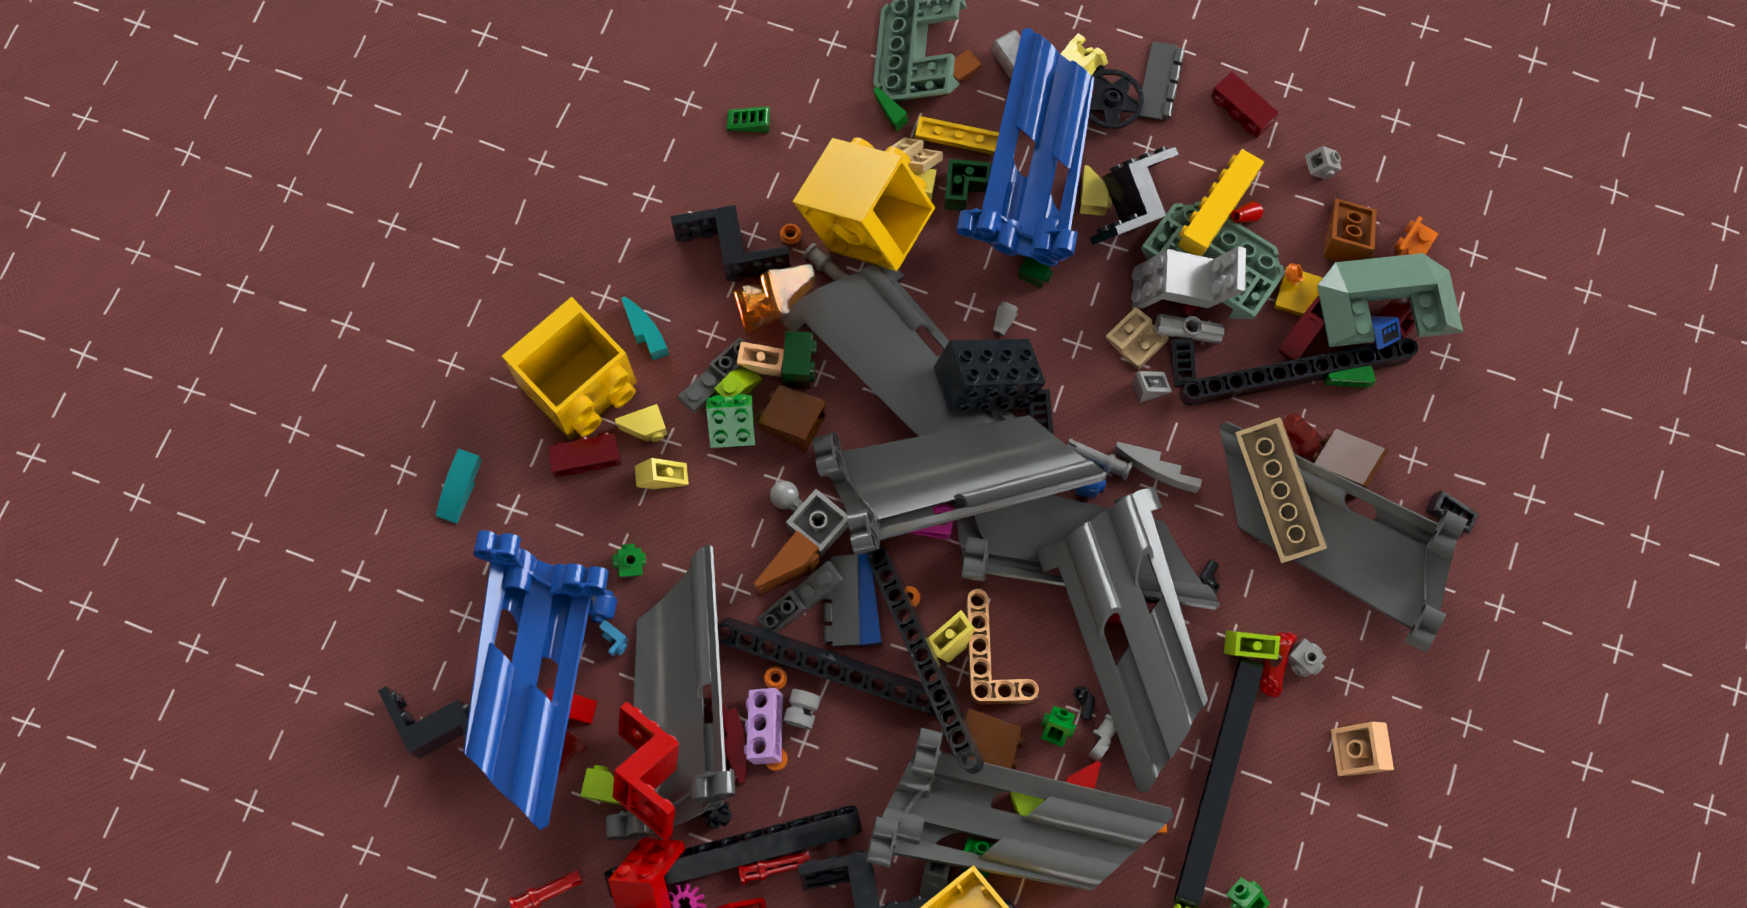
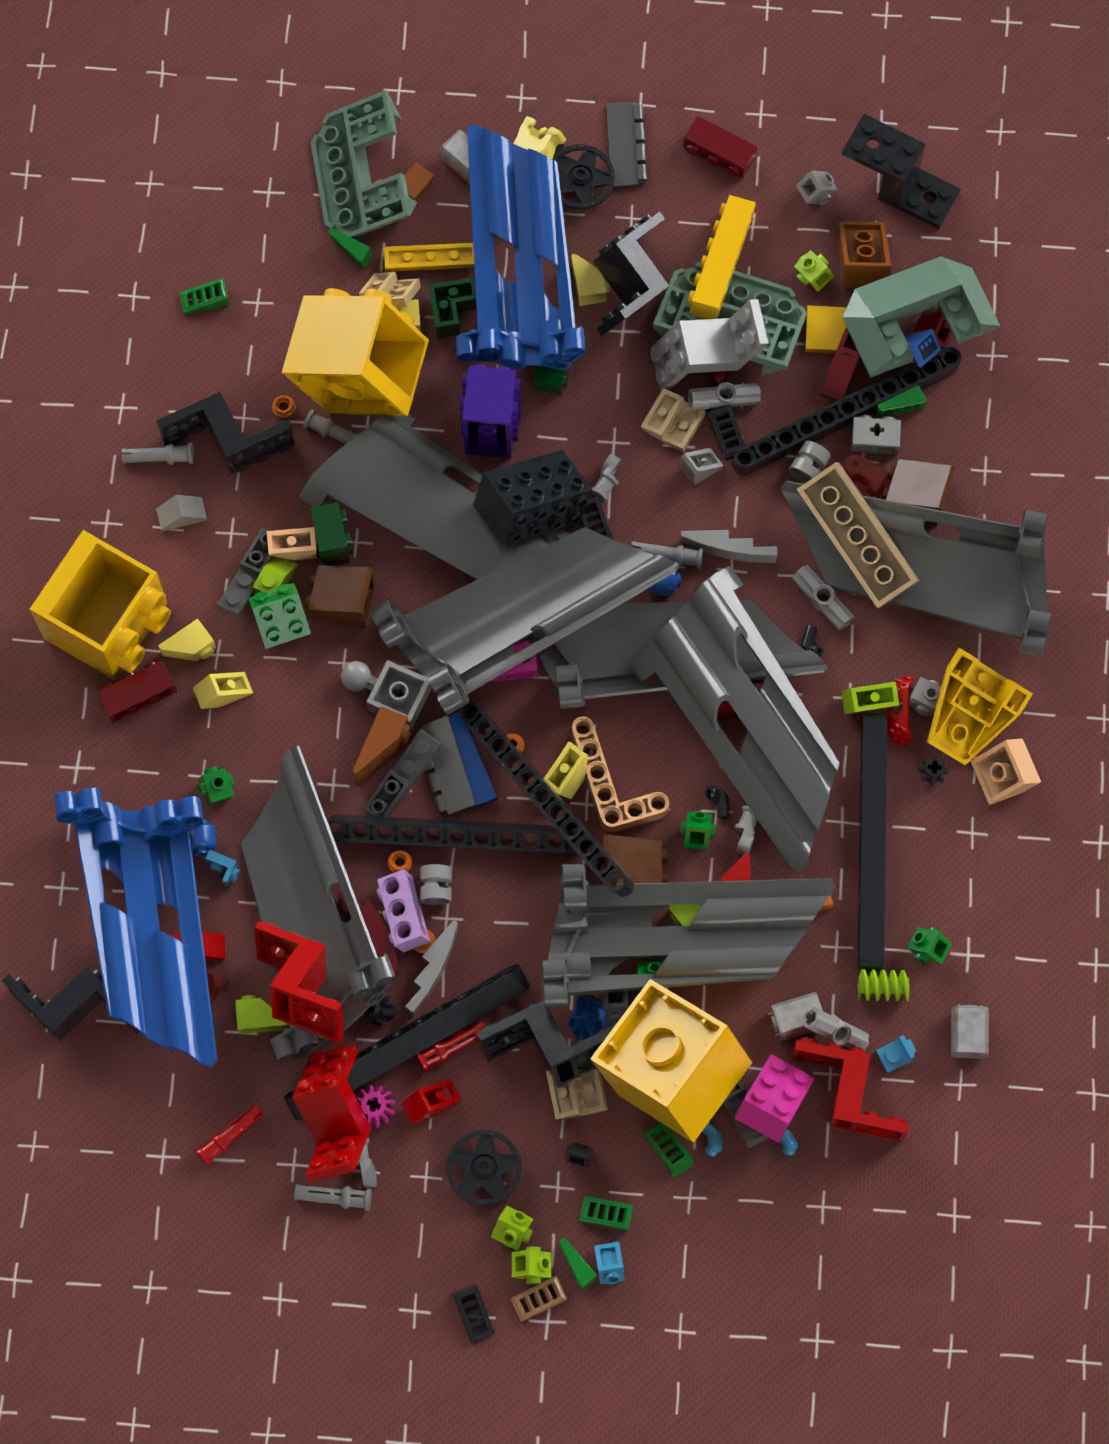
camera: 15 degrees left, 0 degrees up
(458, 485) = (15, 757): teal slope -> none
(645, 329) = (161, 546): teal slope -> none
(672, 304) = (181, 511): none -> light grey slope
(677, 249) = (166, 454): none -> light grey pin
(775, 296) = (288, 477): clear orange windscreen -> none
(783, 780) = (436, 960): none -> light grey slope
(907, 879) = (587, 1017): none -> blue dish
(972, 285) = (490, 410): none -> dark purple brick
(1005, 316) = (531, 435): light grey cone -> none
(1062, 375) = (607, 480): none -> light grey connector
(1239, 551) = (813, 586): none -> light grey piece
(1248, 212) = (753, 260): red cone -> none
(1252, 408) = (810, 461): none -> light grey wheel
(1294, 274) = (816, 311): orange plate -> none
(1299, 726) = (939, 768): none -> black gear
(1301, 236) = (813, 270): none -> lime brick
(1308, 401) = (863, 435): none -> light grey brick
(1347, 681) = (973, 707): none -> yellow wedge
(1406, 157) = (900, 163): none -> black bracket
(1417, 240) = (934, 243): orange bracket -> none
(1440, 502) = (1038, 504): black slope -> none

